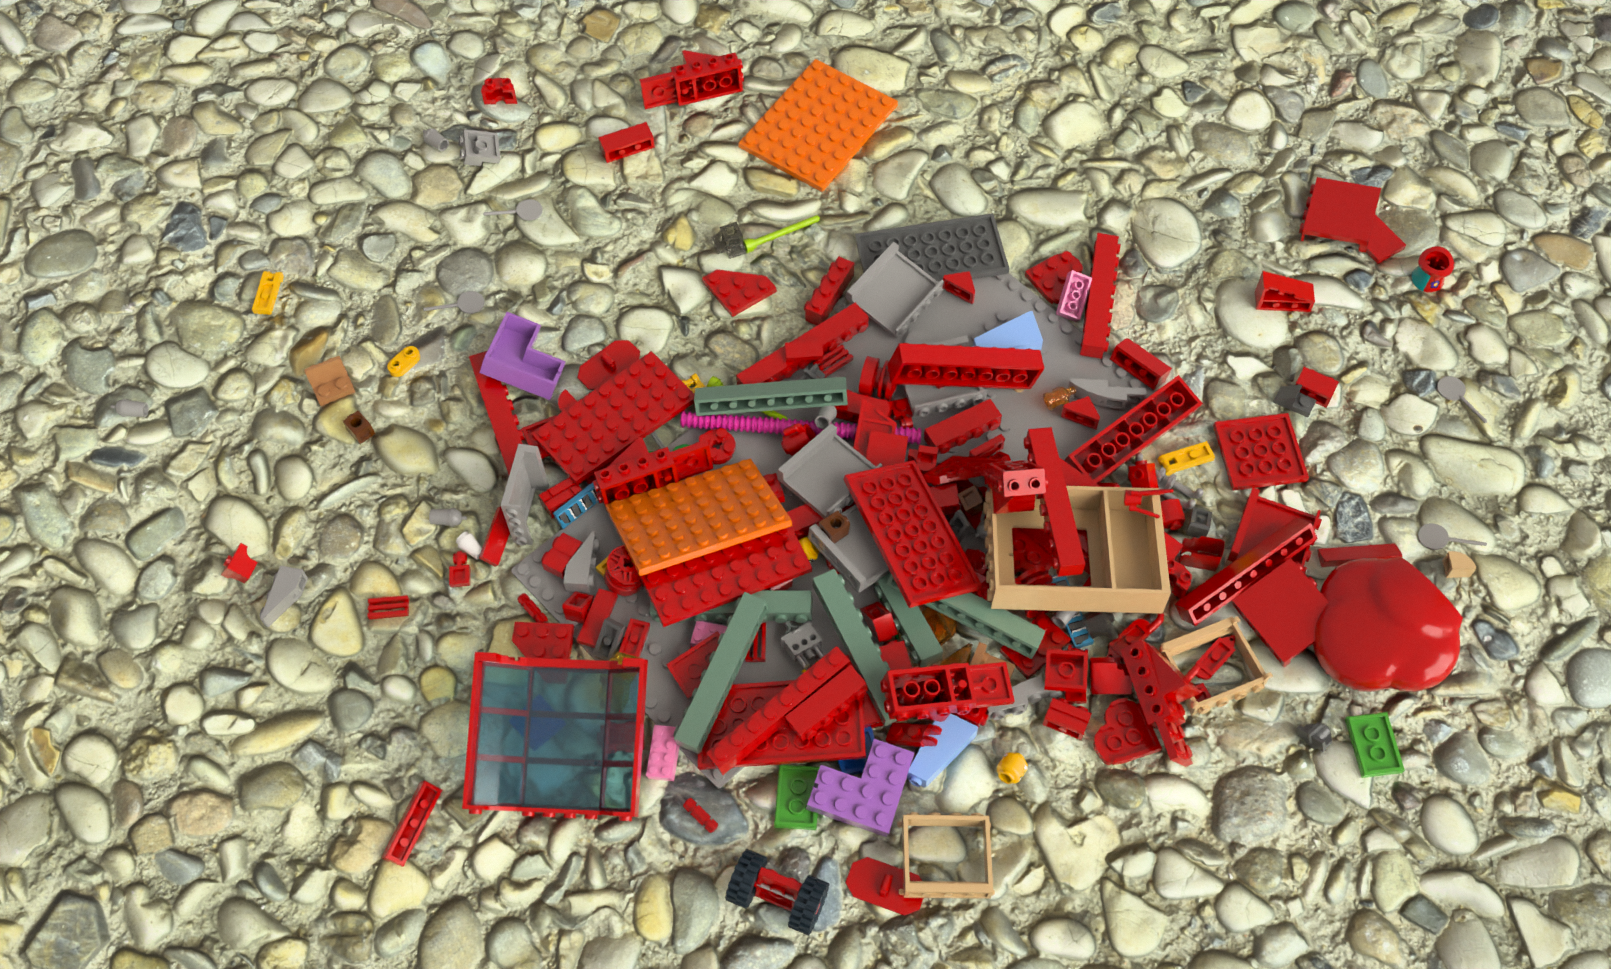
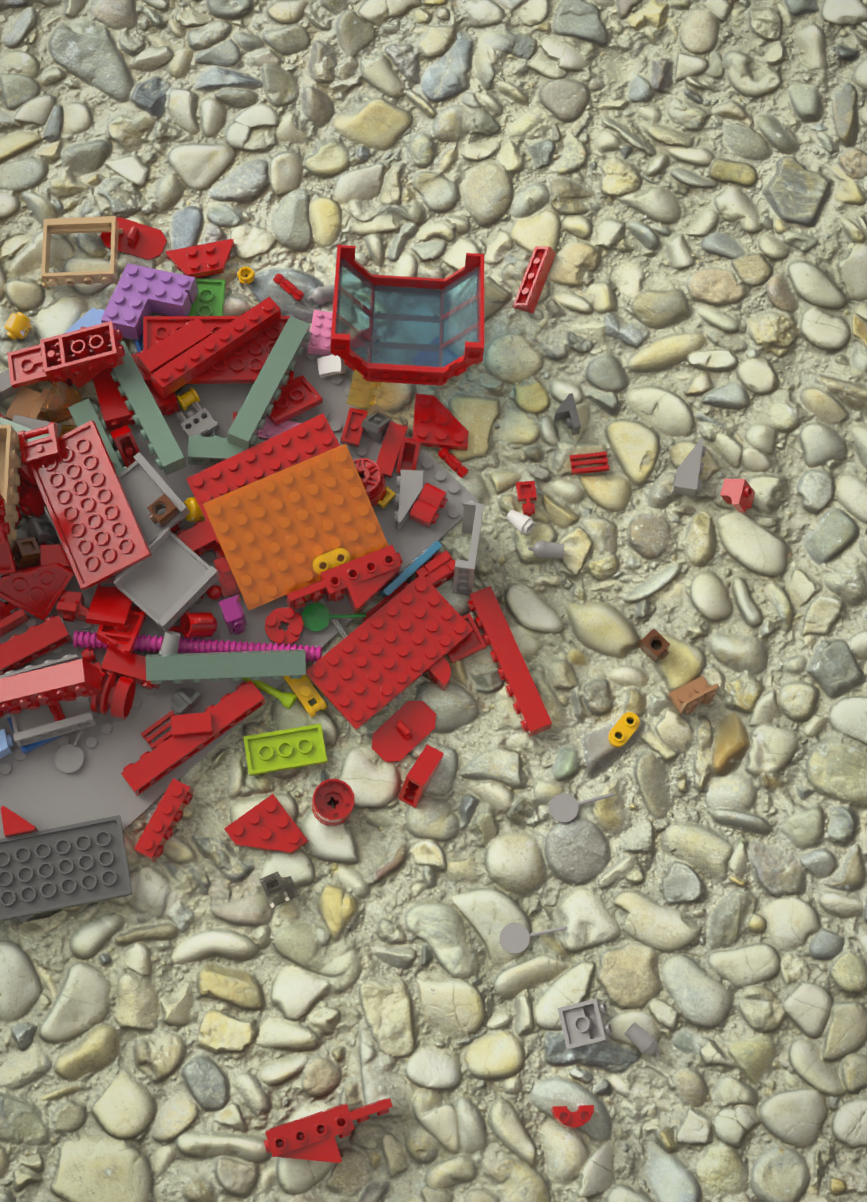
camera: 175 degrees right, 10 degrees up
(267, 292) = (790, 812): yellow plate -> none
(399, 657) = (569, 412): none -> dark grey slope
(496, 539) = (495, 531): red tile -> none
(517, 363) = (504, 714): medium lavender piece -> none
(594, 321) = (420, 775): none -> red slope
(626, 142) = (407, 1038): red brick -> none
(656, 803) = (322, 294): none -> light grey piece
(657, 711) = (330, 365): none -> white tile
(664, 487) = (330, 559): none -> yellow plate
(676, 297) = (340, 794): none -> red wheel
(719, 347) = (285, 749): none -> lime plate
(750, 825) = (246, 271): none -> yellow plate
(751, 244) = (254, 887): lime piece -> none
(753, 880) = (197, 211): black plate -> none
(762, 446) = (233, 614): none -> magenta window
(803, 851) = (202, 259): none -> red wing
(818, 125) = (171, 1078): orange plate -> none
(894, 291) = (89, 809): light grey panel -> none
(966, 580) = (39, 448): none -> red plate
(971, 631) = (33, 423): none -> light grey piece

